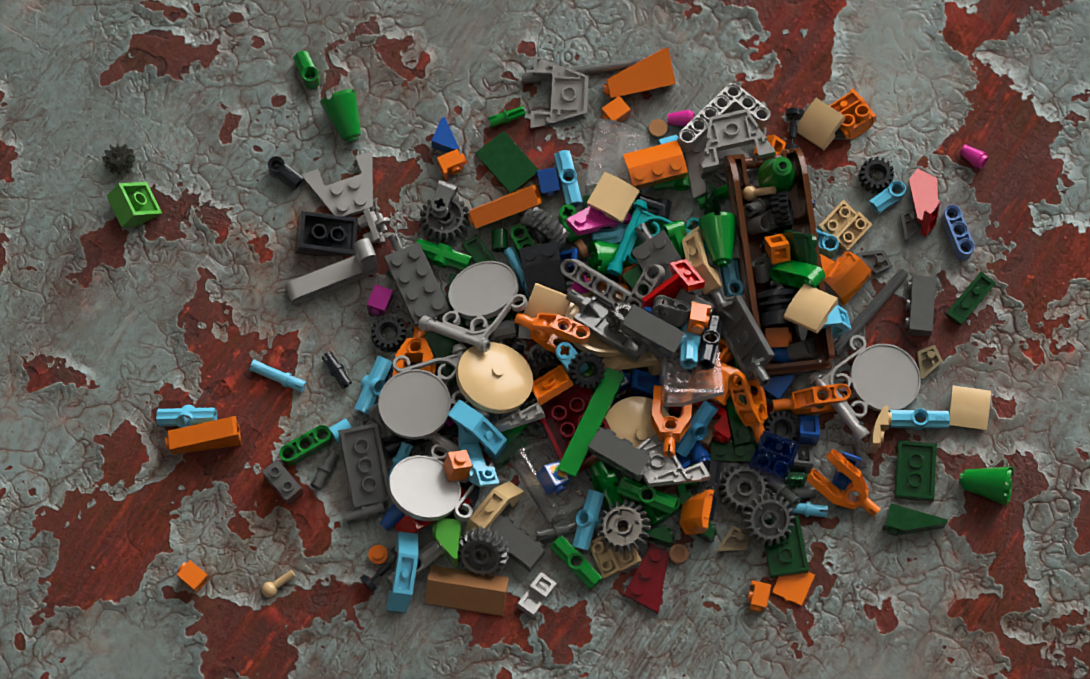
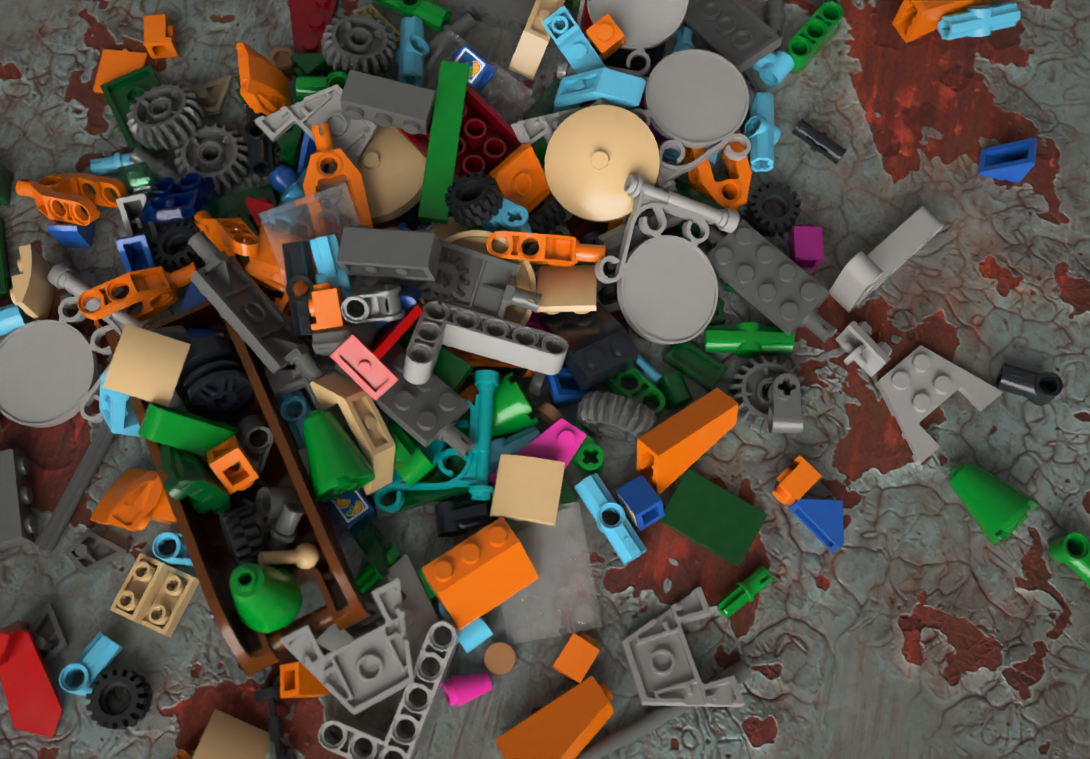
camera: 160 degrees right, 0 degrees up
(220, 314) = (1008, 160): none -> blue slope
(285, 379) = (889, 110): medium azure pin -> none
(325, 234) = (926, 309): black slope -> none

